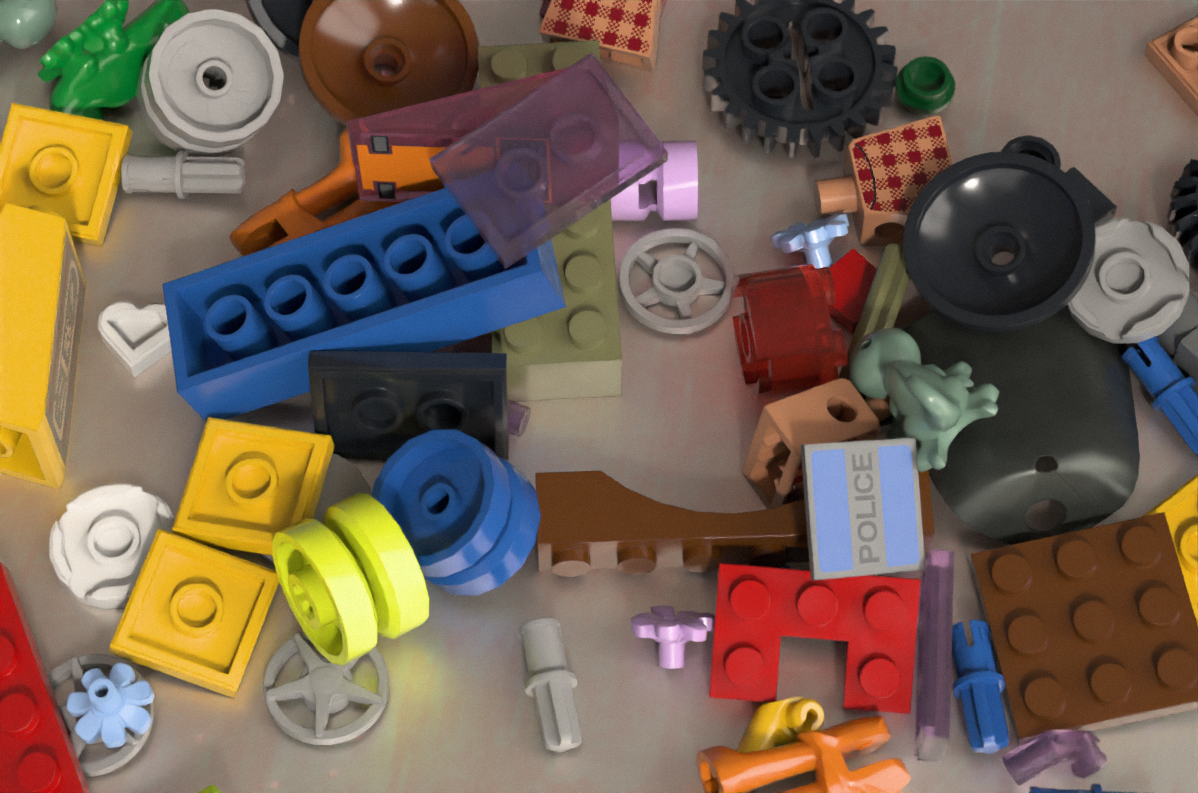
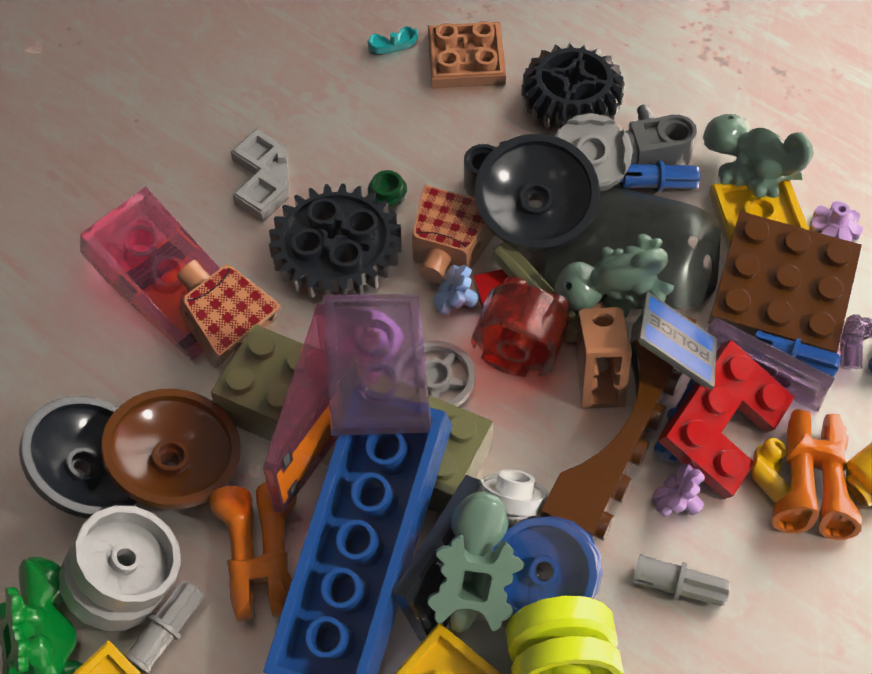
camera: 60 degrees left, 5 degrees down
(379, 422) = (472, 572): none -> sand green animal
(548, 436) = (517, 492): none -> white plate

